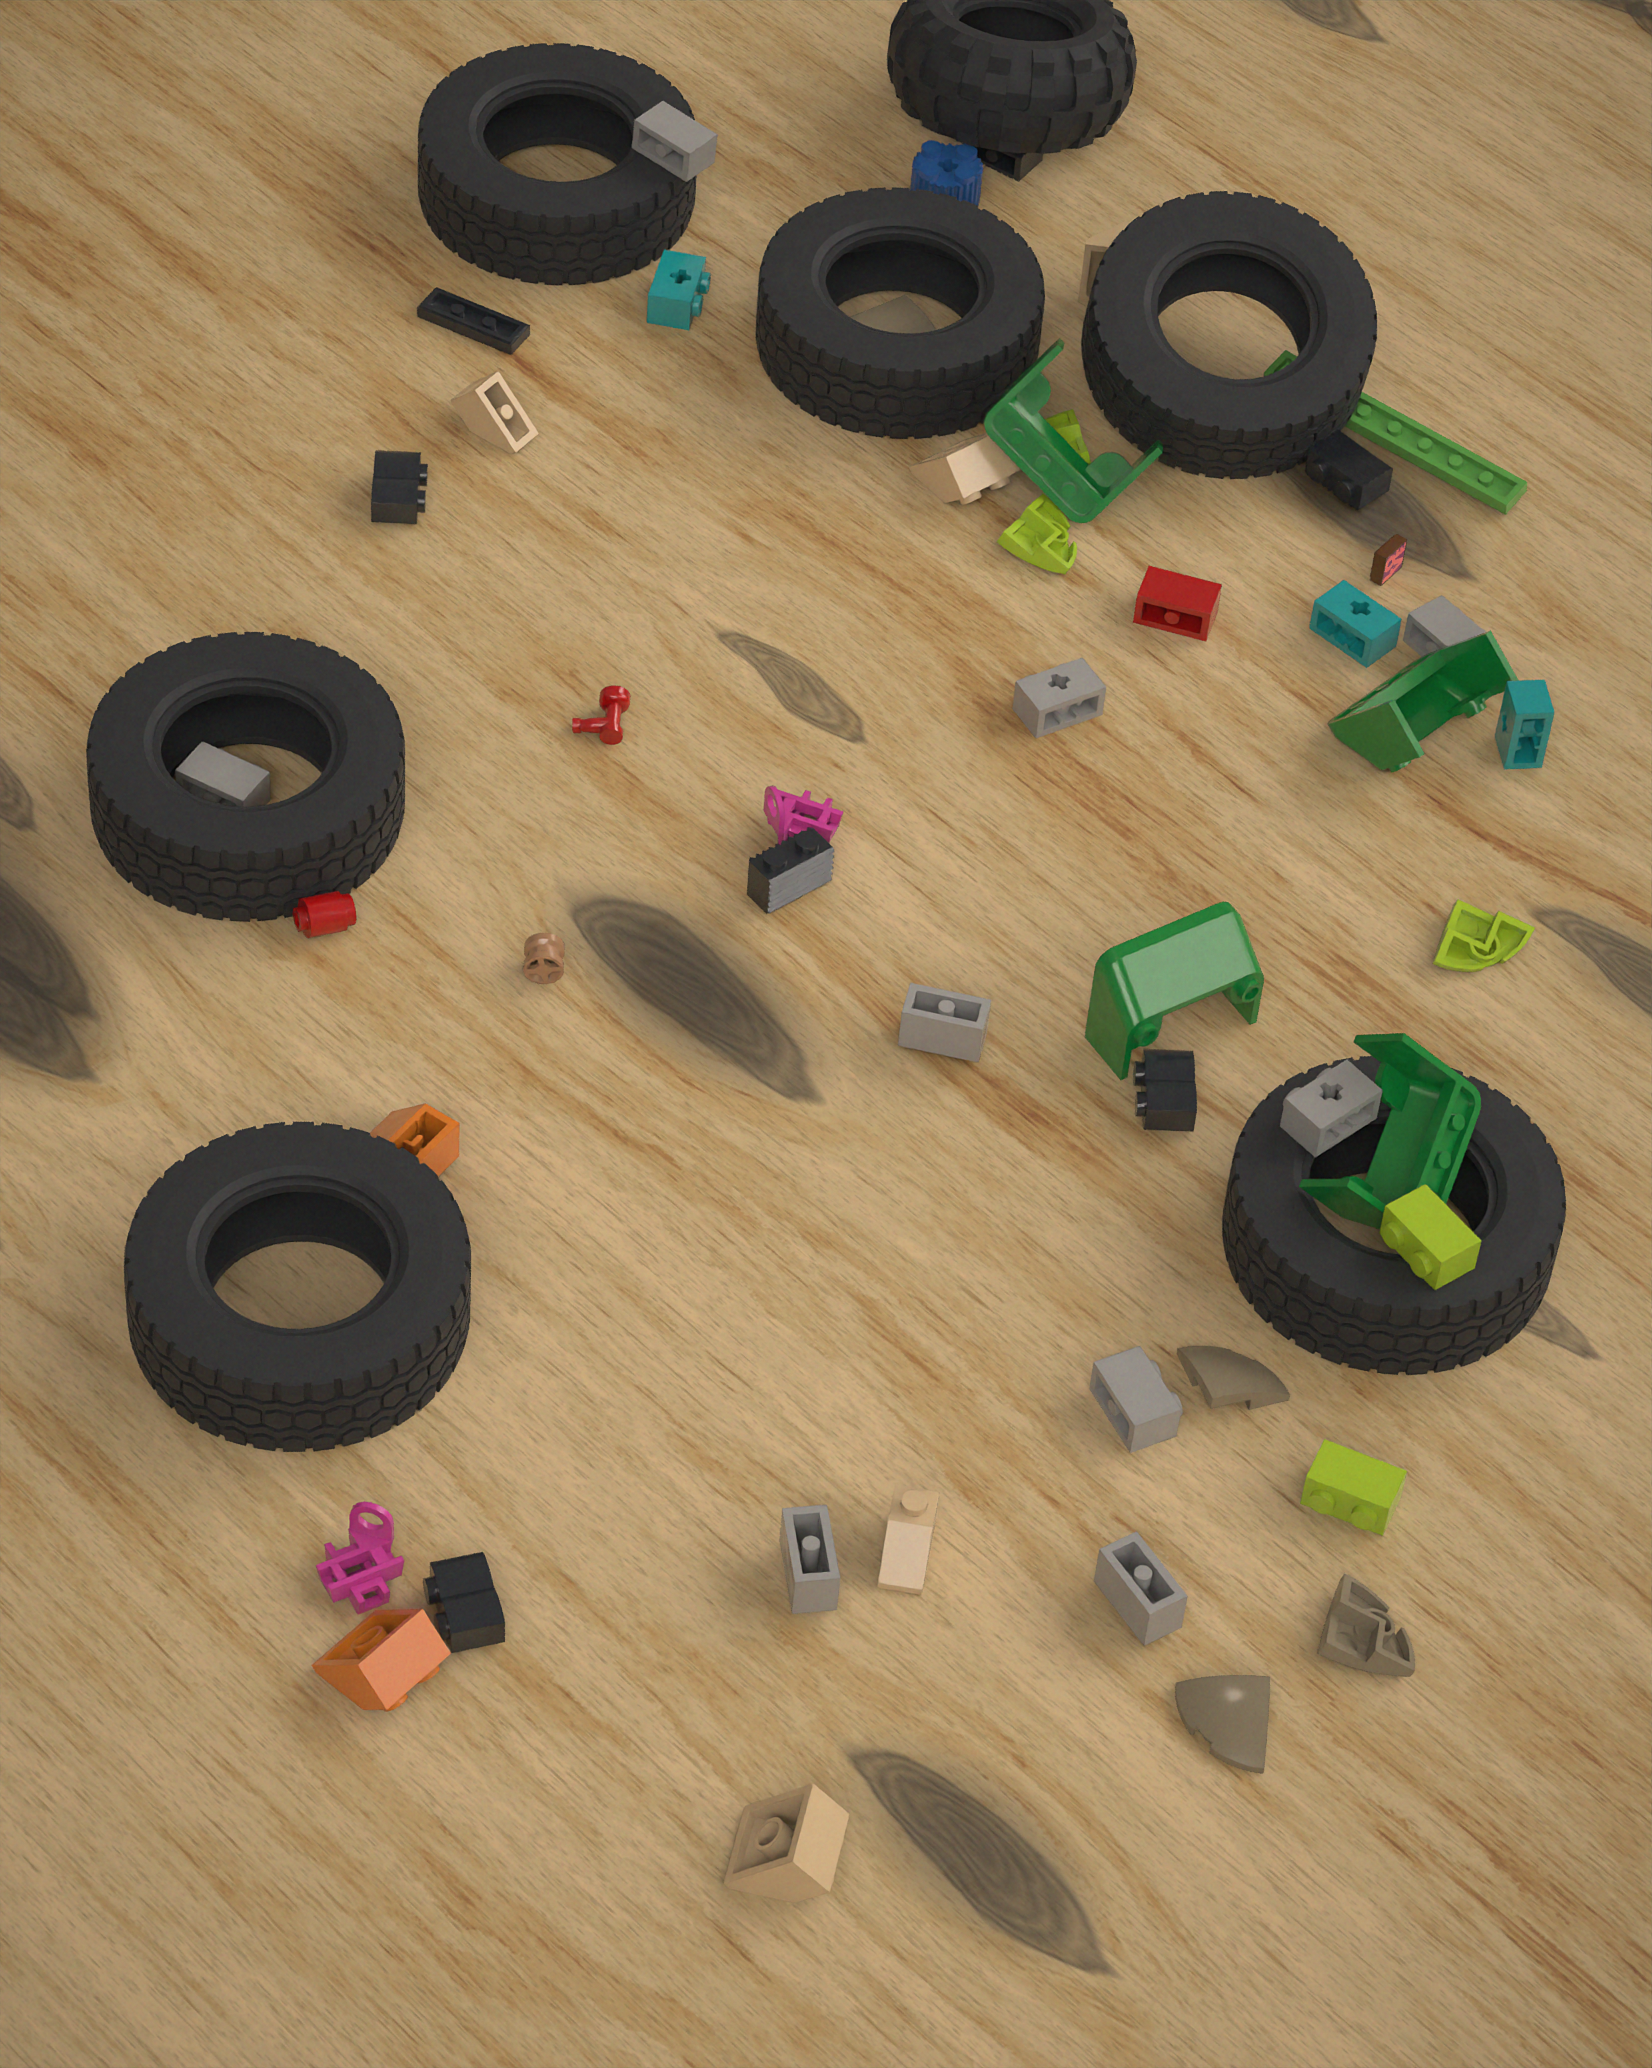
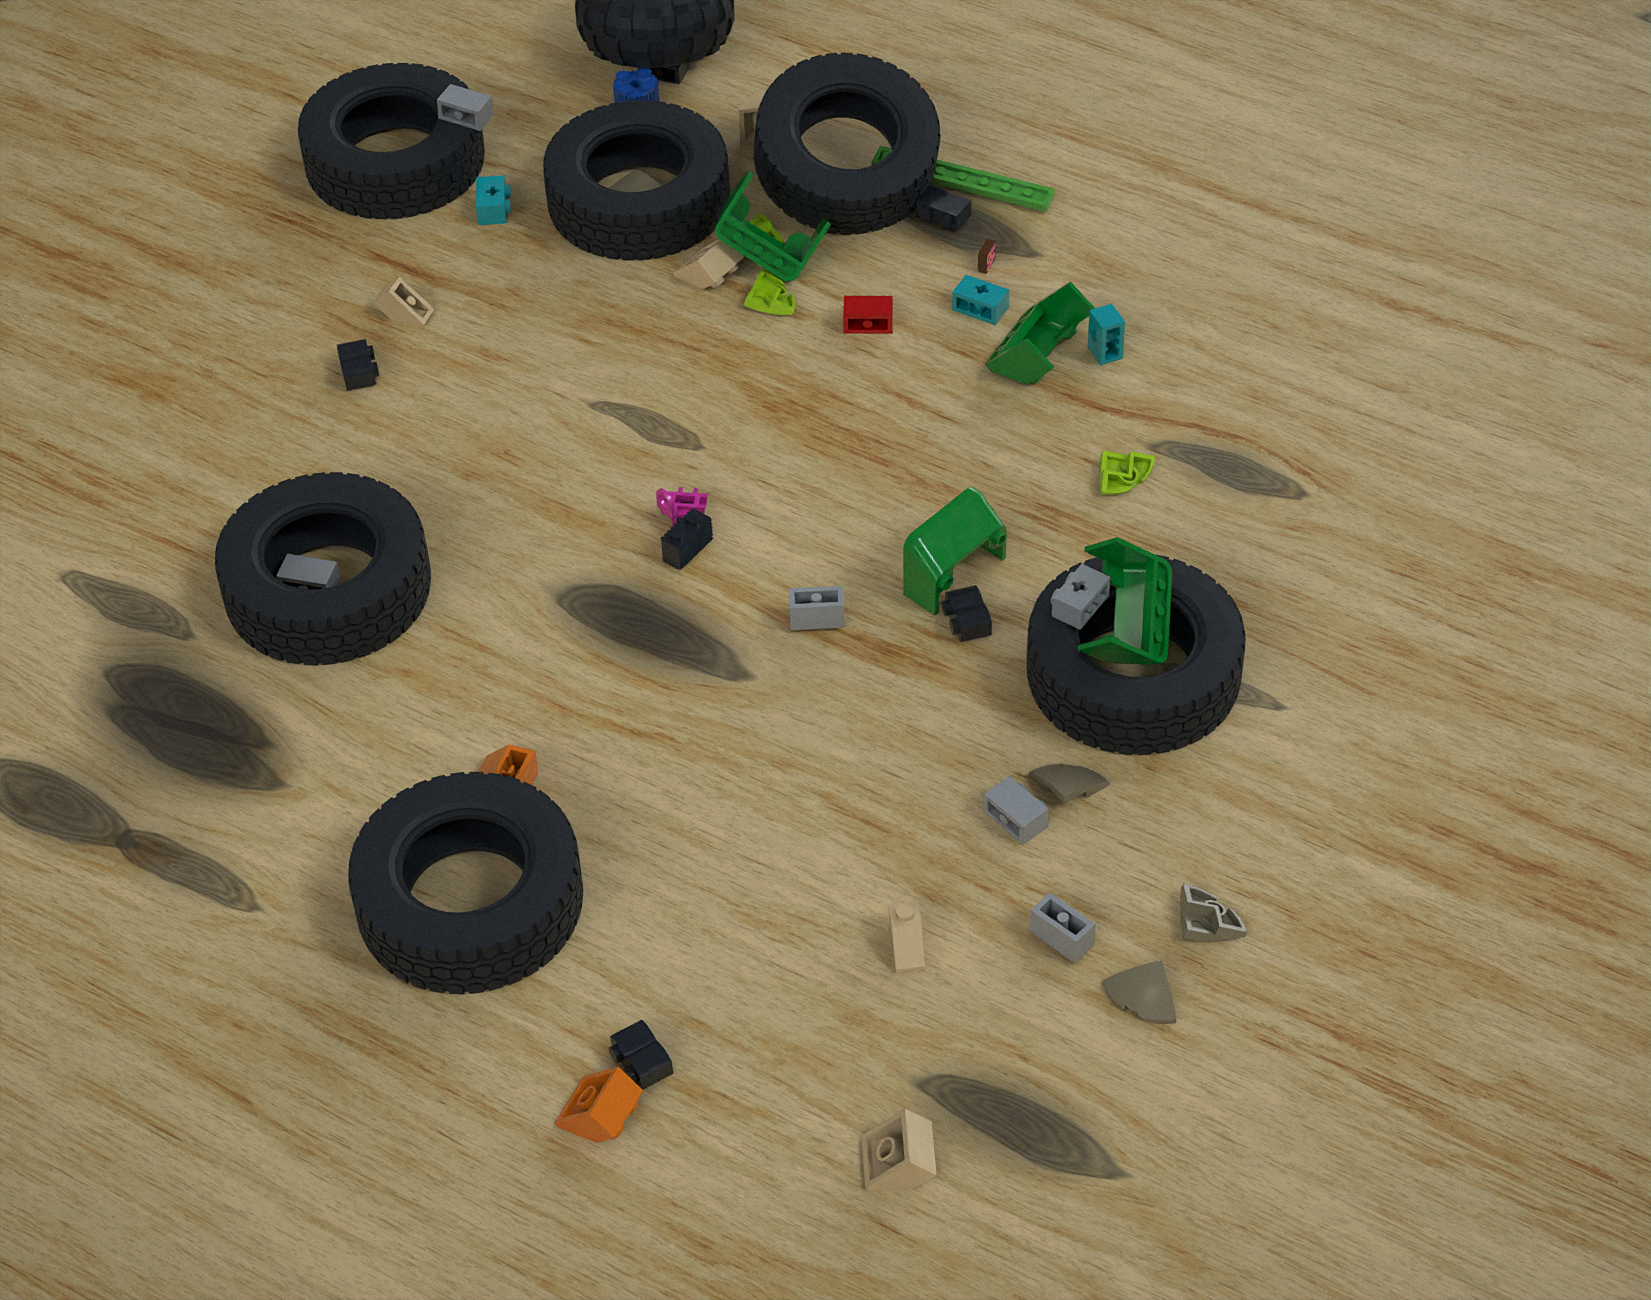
camera: 10 degrees left, 0 degrees up
(324, 914) = (401, 642): red brick -> none
(367, 1545) = (564, 1036): dark pink piece -> none
(473, 321) = (369, 250): black tile -> none
(543, 958) = (550, 633): medium nougat wheel -> none
(614, 702) = (538, 462): red piece -> none
(809, 1559) = (850, 966): light grey brick -> none
(1059, 697) = (816, 390): light grey brick -> none
(1353, 1487) = (1169, 828): lime brick -> none
(1430, 1237) = (1169, 659): lime brick -> none
(1438, 626) = (1032, 288): light grey brick -> none

